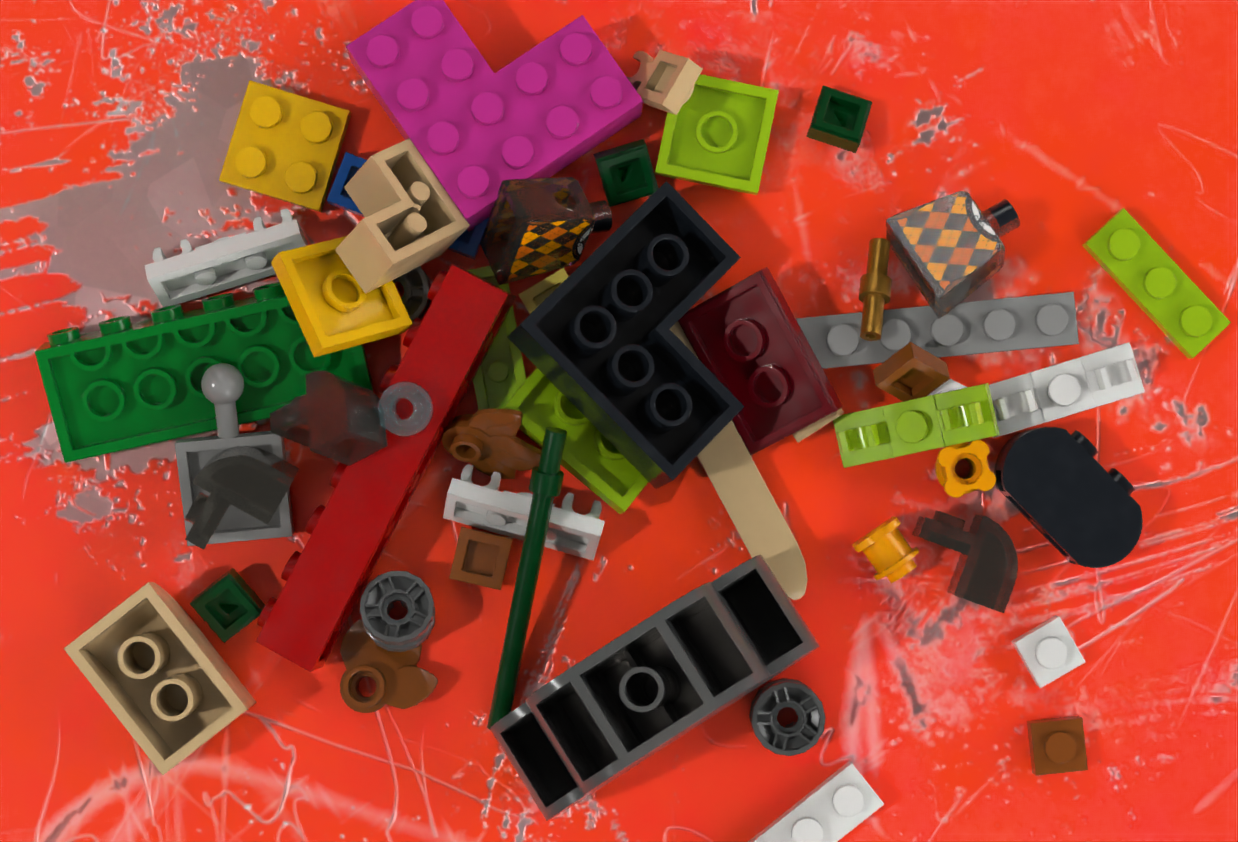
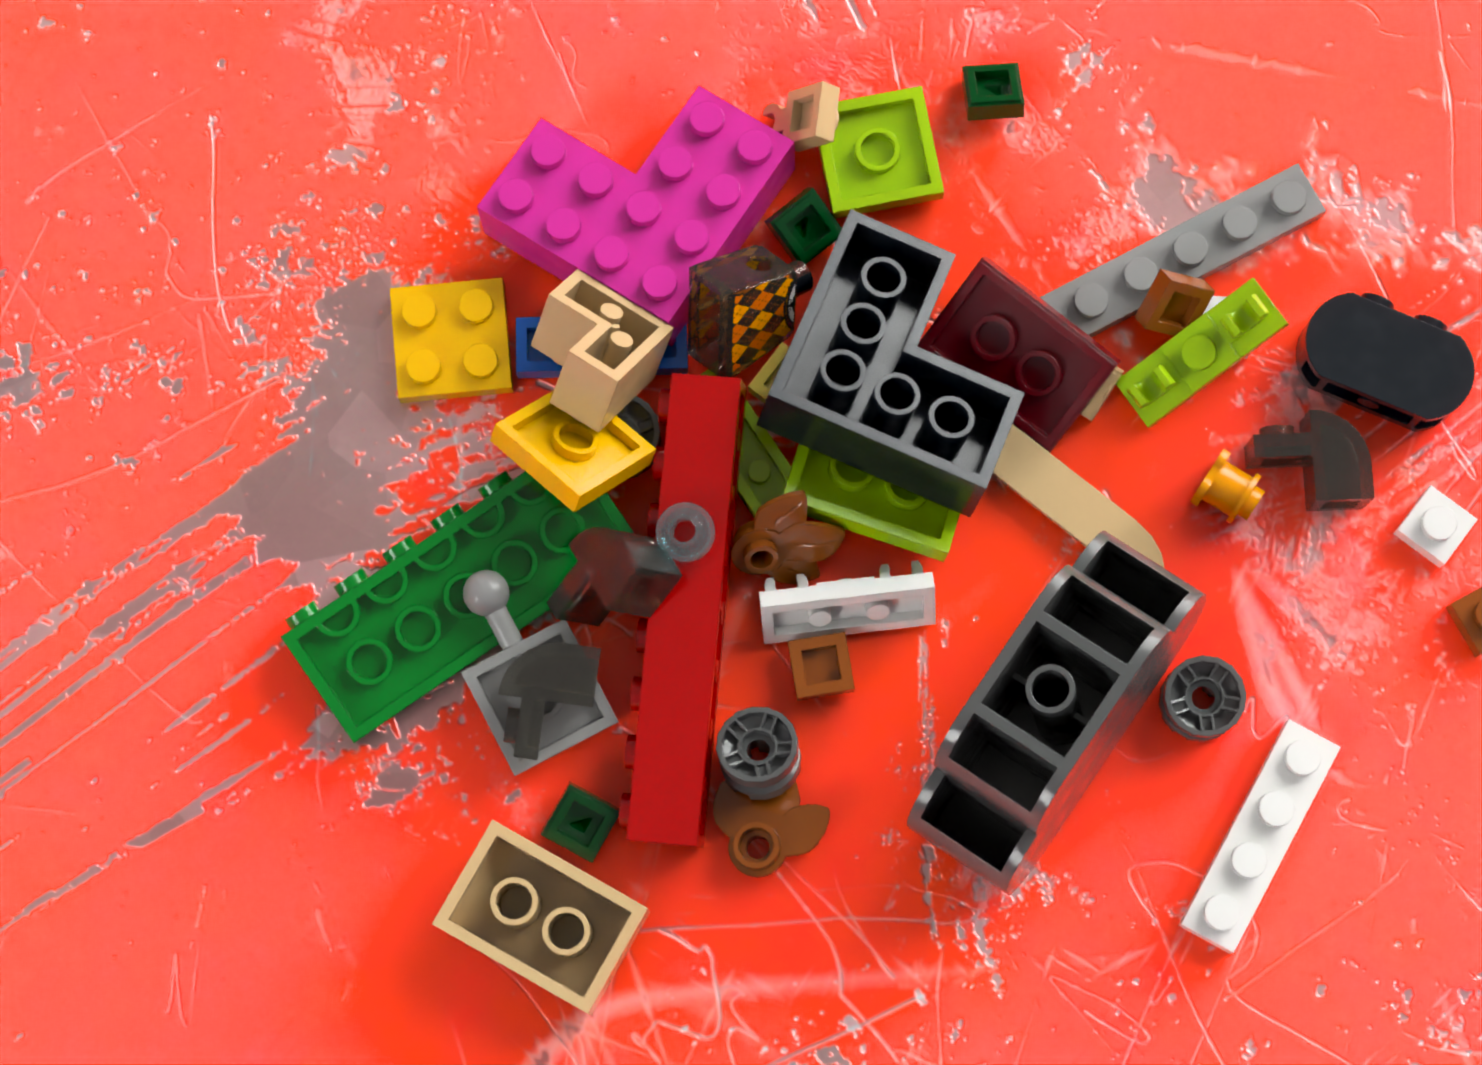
camera: 20 degrees left, 10 degrees down
(223, 262) = (436, 476): white plate -> none
(545, 484) = (857, 551): dark green bar -> none
(875, 289) = (1101, 238): pearl gold bar -> none
(951, 246) = (1157, 165): torso -> none
(979, 474) = (1279, 365): light orange brick -> none
(1065, 388) = (1335, 260): white plate -> none
(1156, 283) = (1375, 124): lime plate -> none

